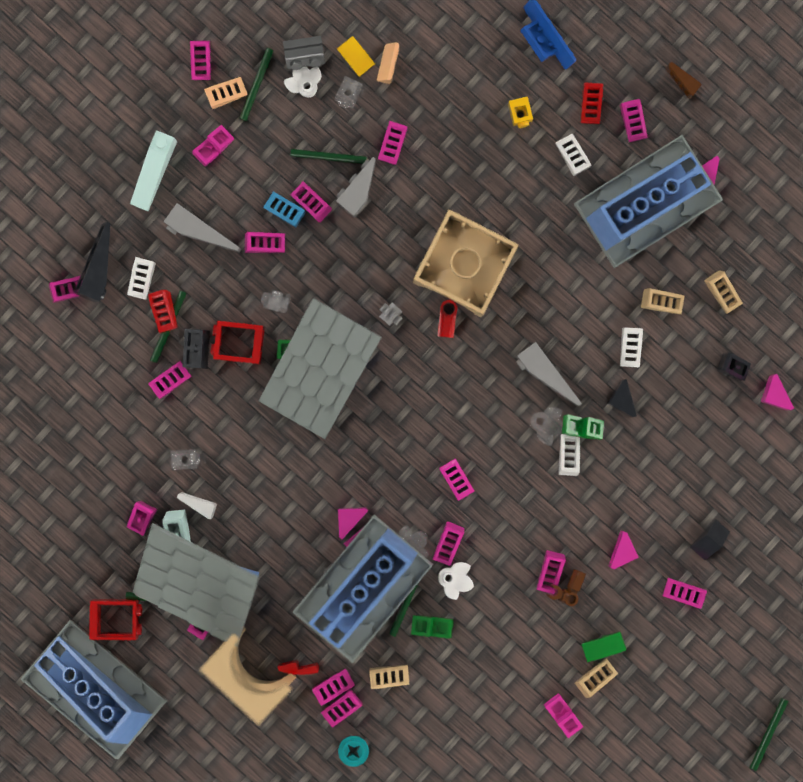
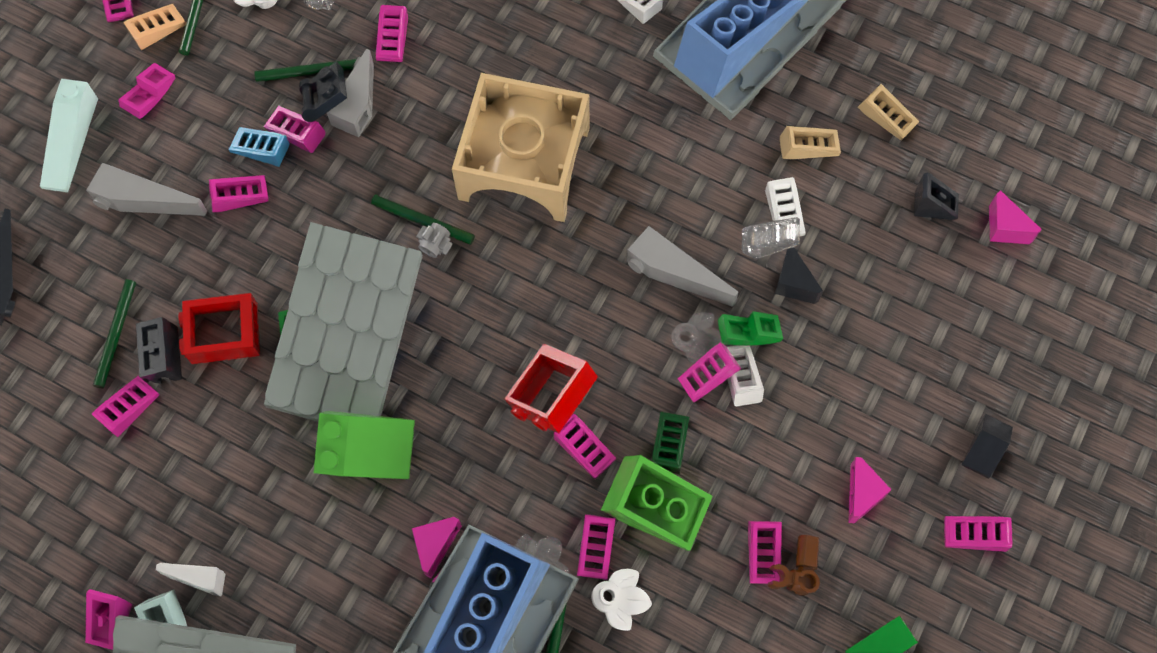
camera: 10 degrees left, 20 degrees down
(151, 265) = (66, 258): white slope -> none
(155, 304) = (90, 297): red slope -> none
(176, 459) = (172, 519): clear brick -> none
(276, 302) = (267, 262): clear brick -> none
(317, 447) = (363, 445): none -> bright green slope
(342, 183) = (330, 89): none -> black plate
(387, 294) = (420, 218): none -> dark green bar
(433, 429) = (536, 376): none -> red window
(447, 321) = (516, 230): red piece -> none
(492, 527) = (656, 502): none -> bright green slope
(505, 486) = (671, 465): none -> dark green slope
(562, 449) = (722, 374): none -> dark pink slope
(603, 366) = (755, 235): none -> clear slope

